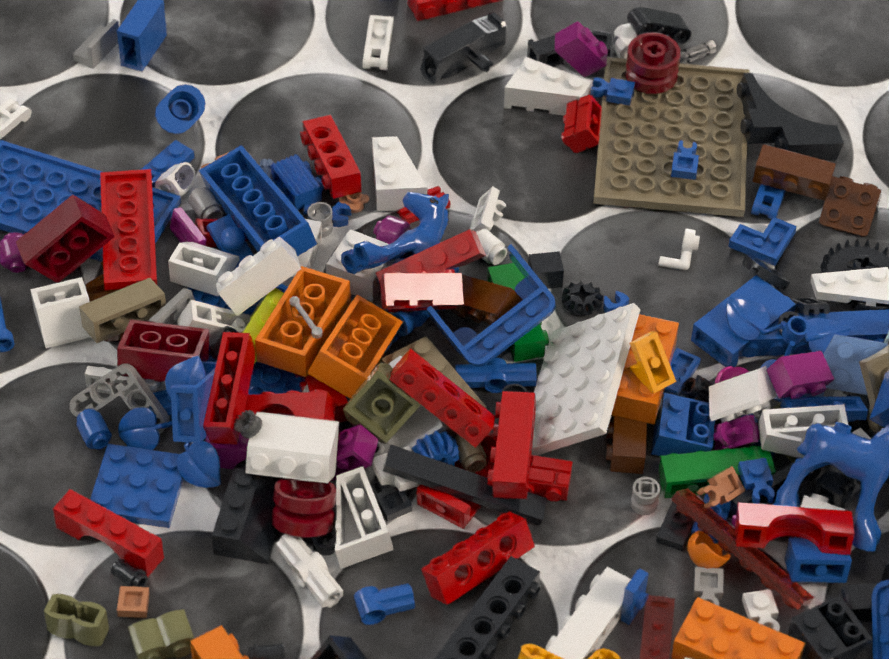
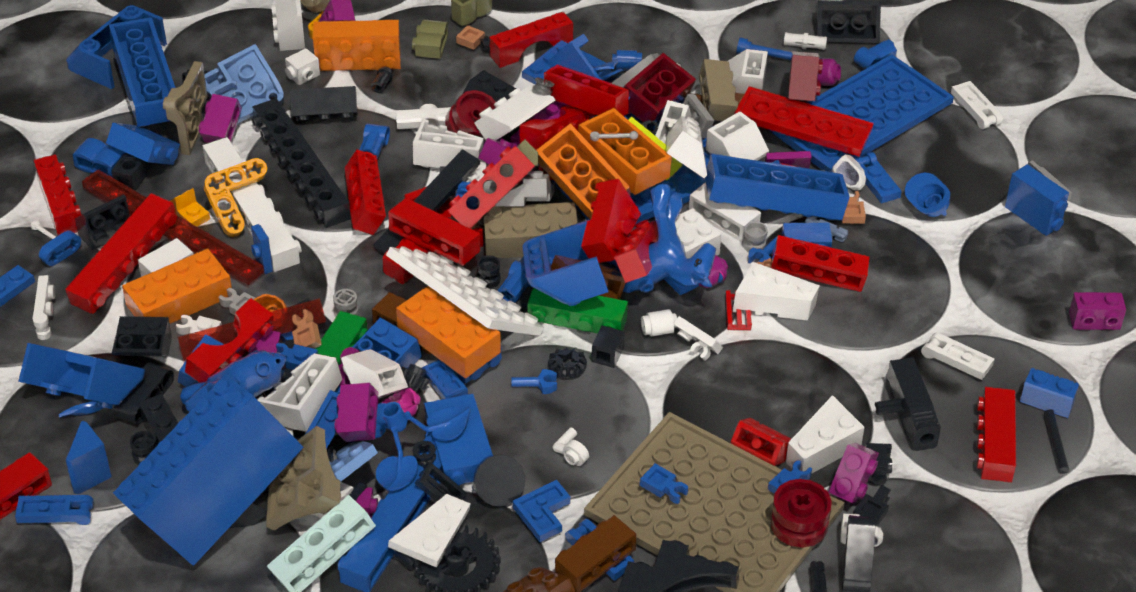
camera: 120 degrees right, 5 degrees down
(652, 363) = (425, 302): light orange slope -> none

